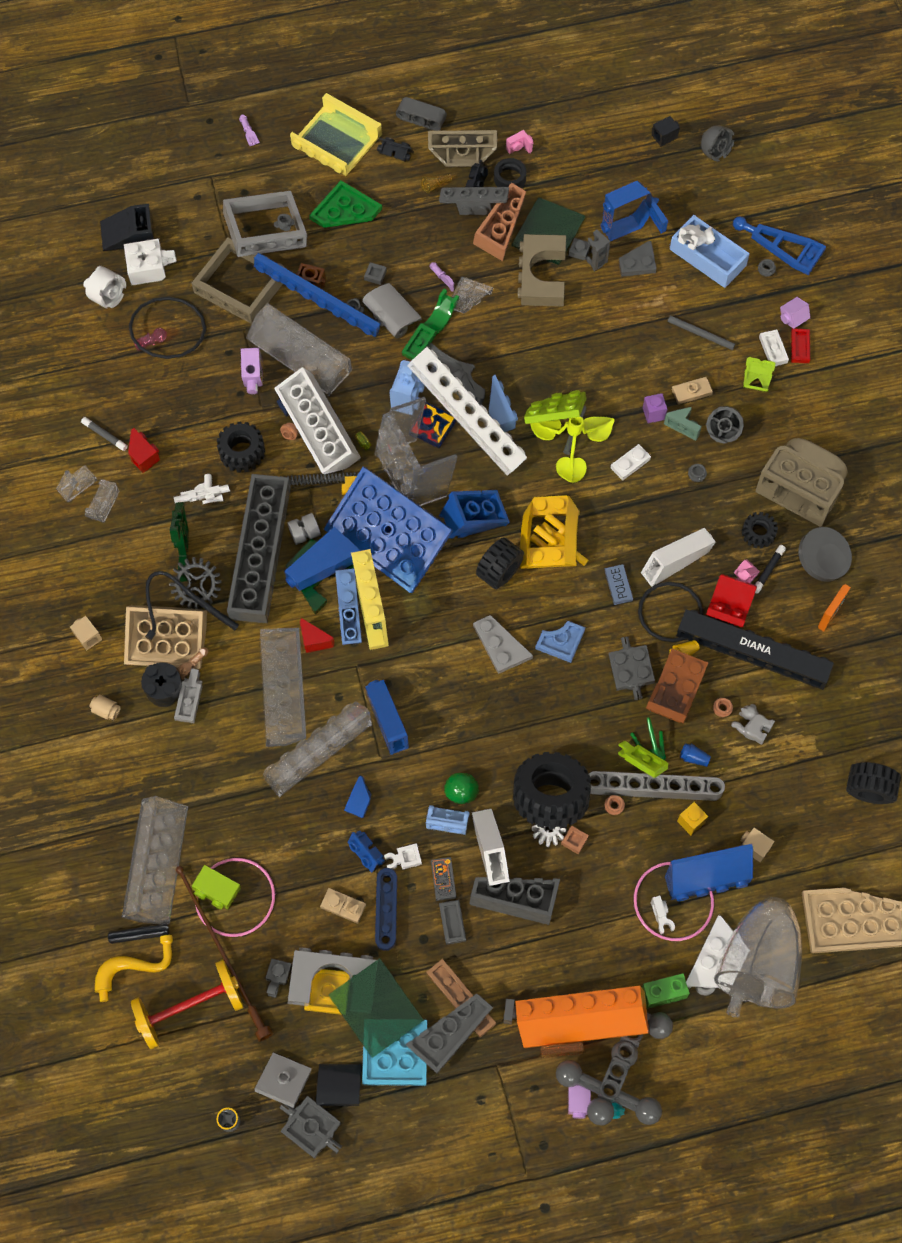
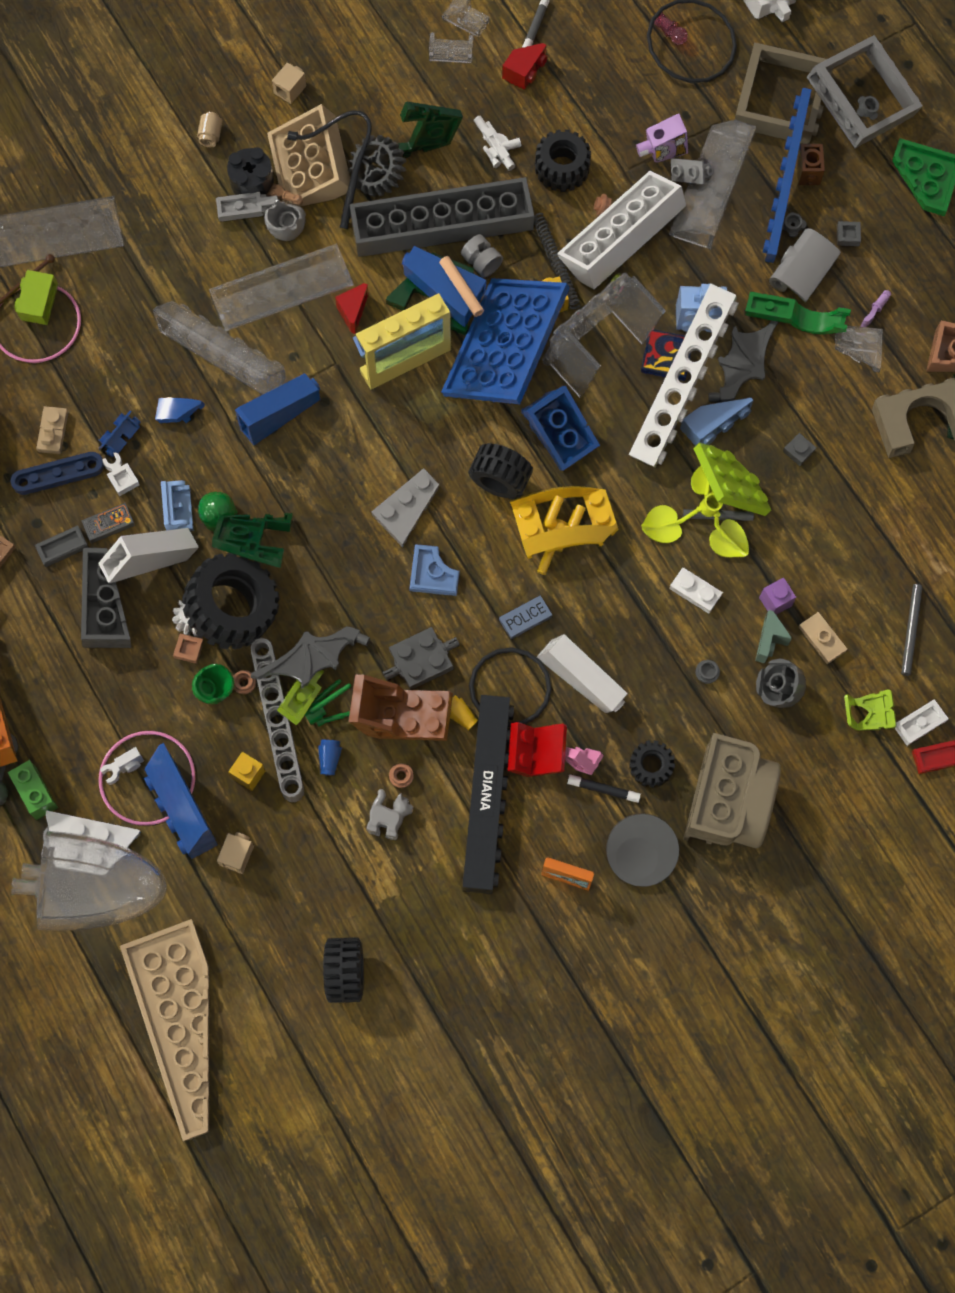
camera: 70 degrees right, 5 degrees up
(217, 668) = (285, 220): none -> light grey hair
(286, 360) = (690, 171): none -> light grey hinge
(335, 544) = (461, 286): none -> light nougat piece
(498, 768) = (244, 536): none -> dark green wing
(539, 360) = (799, 449): none -> dark grey plate
(611, 743) = (312, 655): none -> dark grey animal
(613, 825) = (213, 684): none -> green hair

